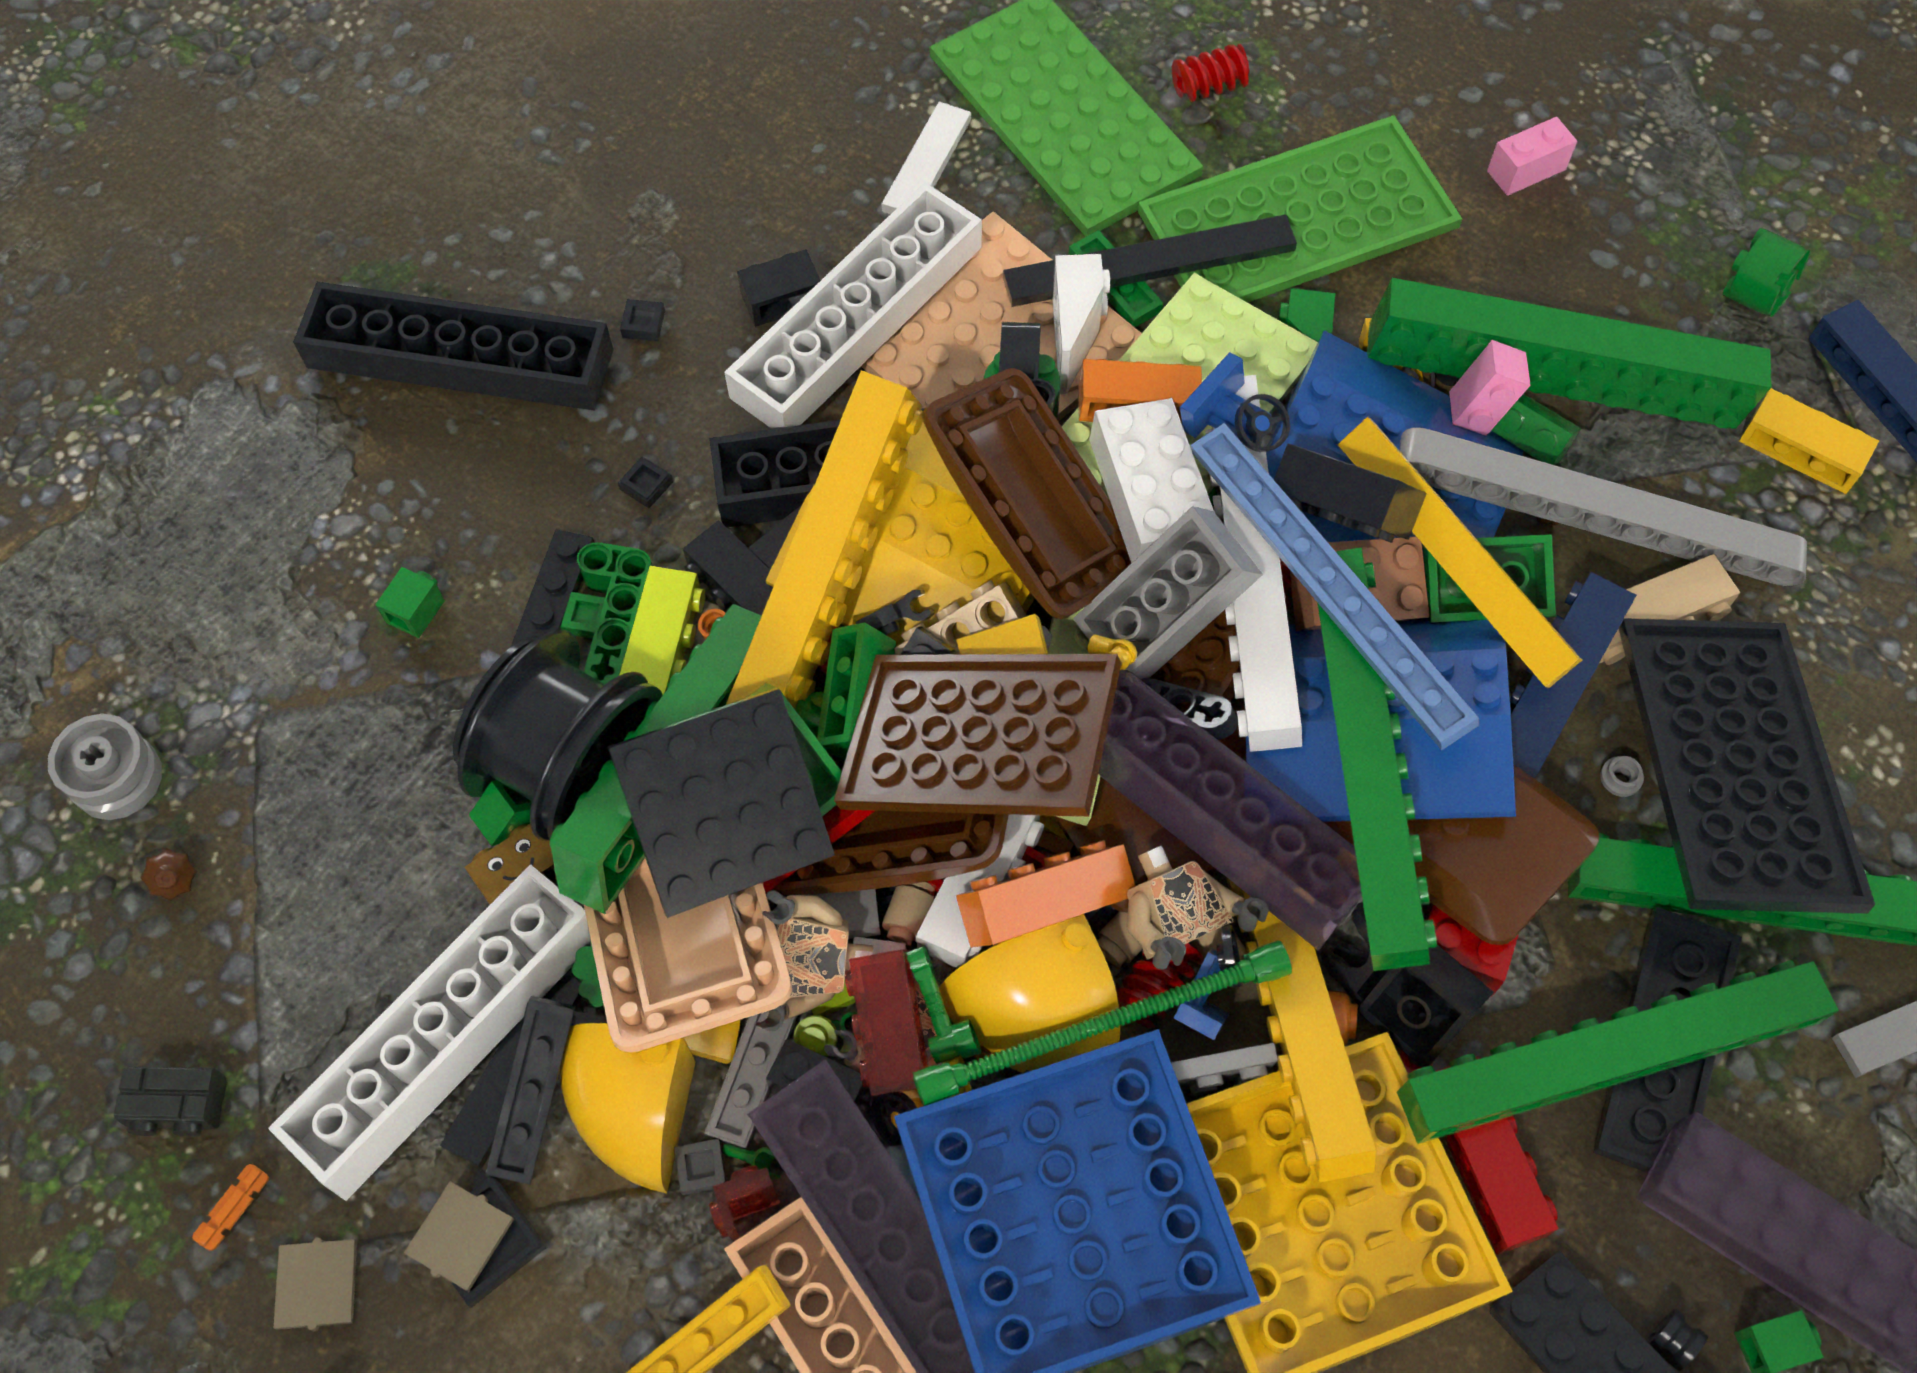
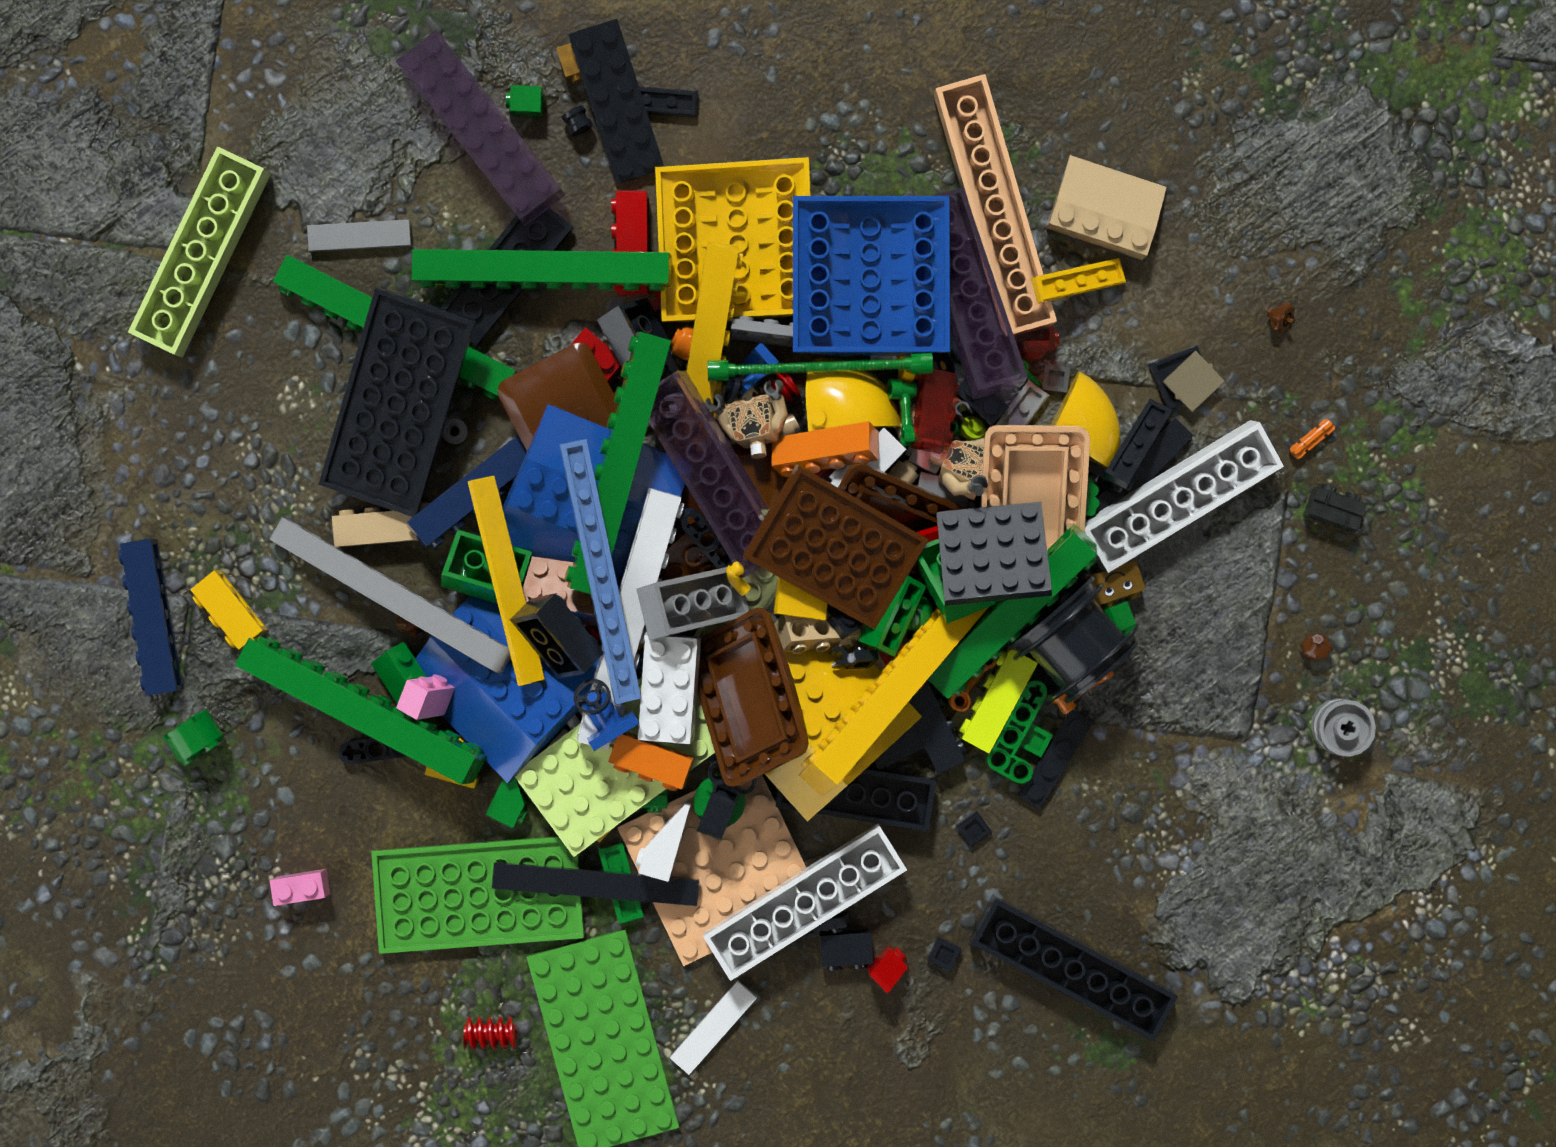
camera: 165 degrees left, 25 degrees up
(315, 1284) = (1274, 384): dark tan piece -> none
(410, 601) = (1140, 784): green brick -> none
(714, 270) = (888, 967): none -> red slope

